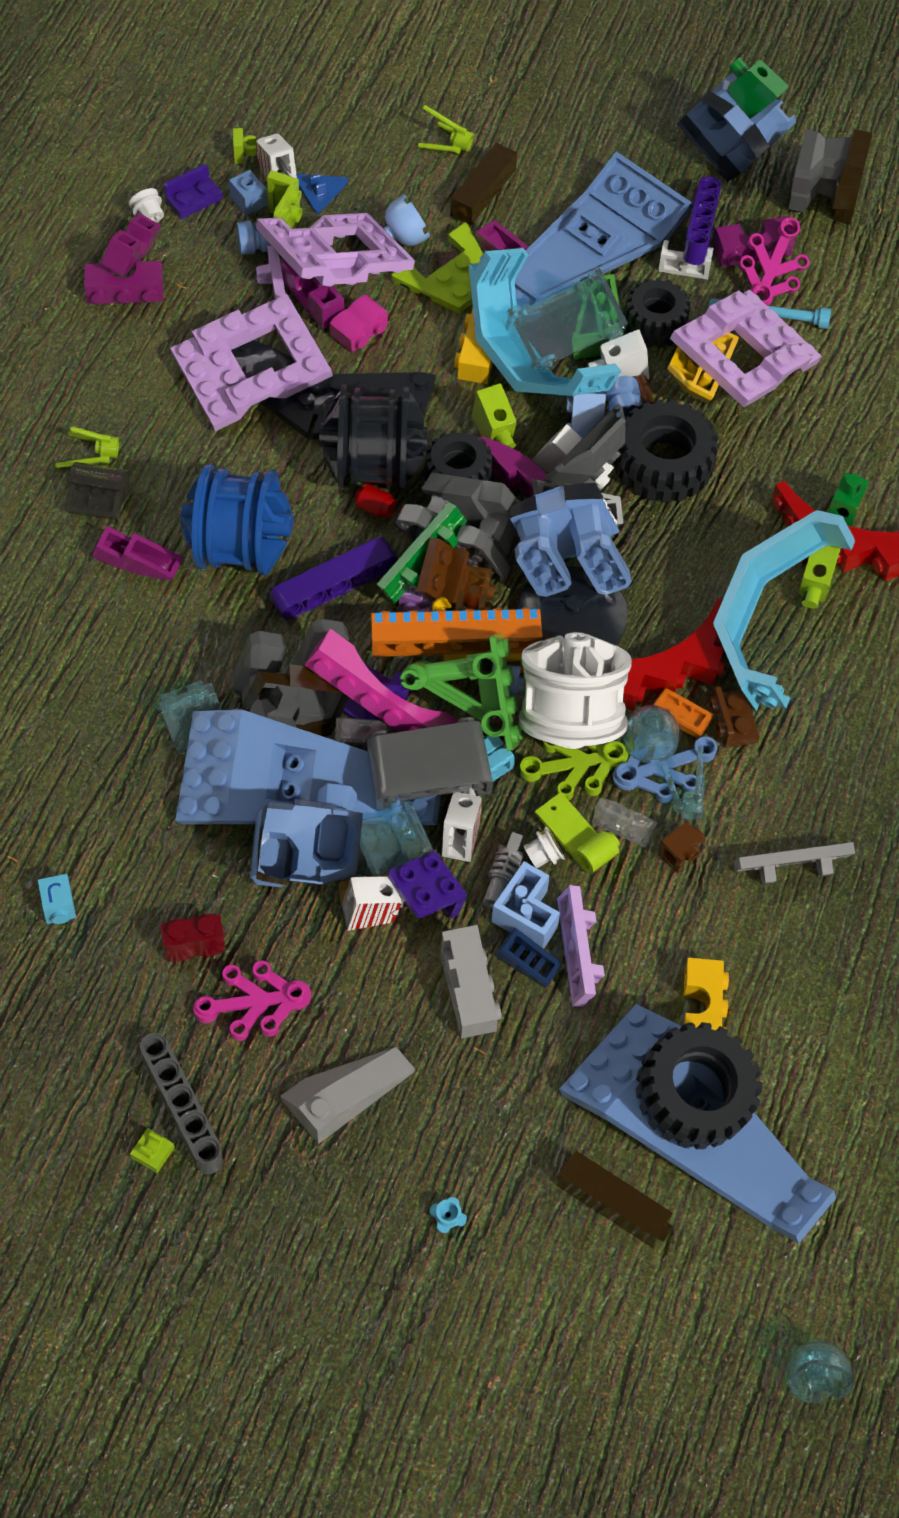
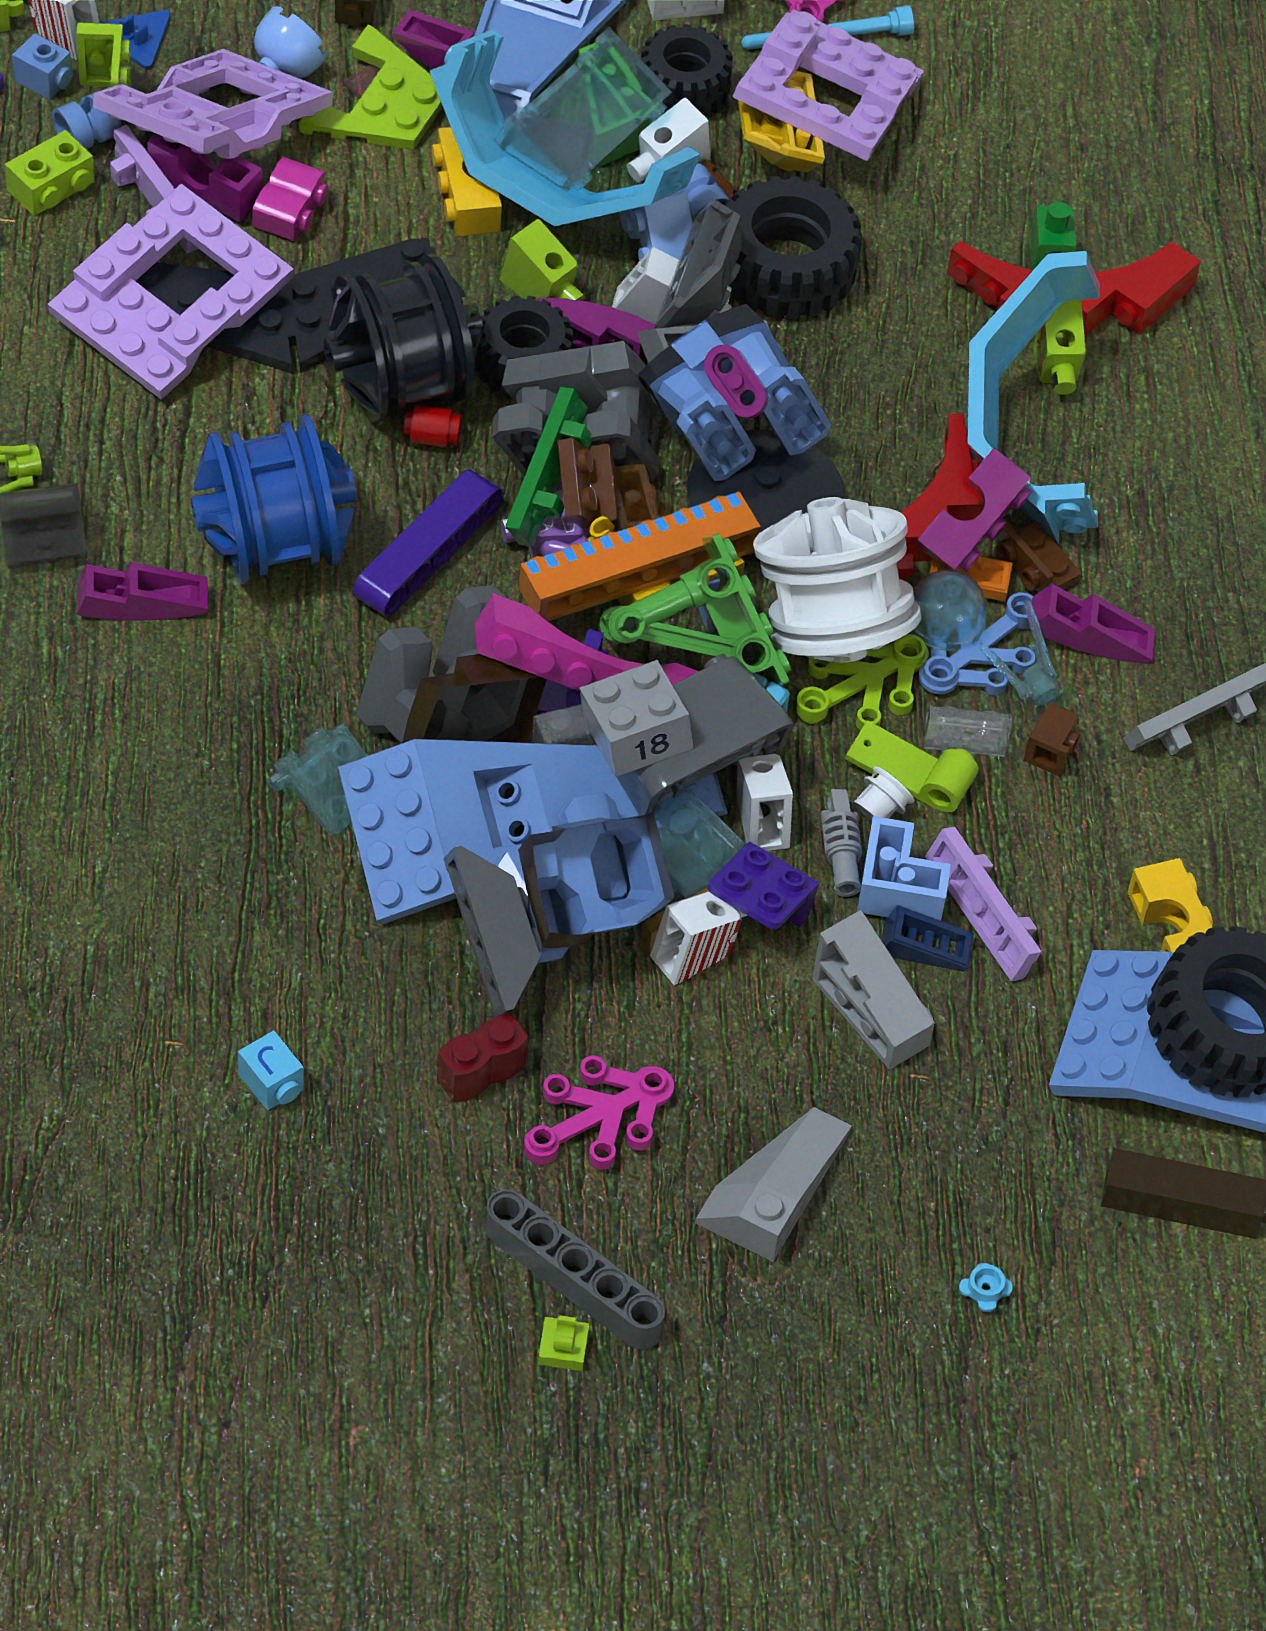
camera: 25 degrees left, 5 degrees down
(214, 265) = (49, 173): none -> lime brick
(234, 854) = (496, 926): none -> dark grey wedge
(384, 744) = (636, 718): none -> light grey brick
(564, 535) = (737, 382): none -> magenta plate
(716, 664) = (955, 541): none -> magenta arch
(746, 776) = (1092, 626): none -> magenta slope

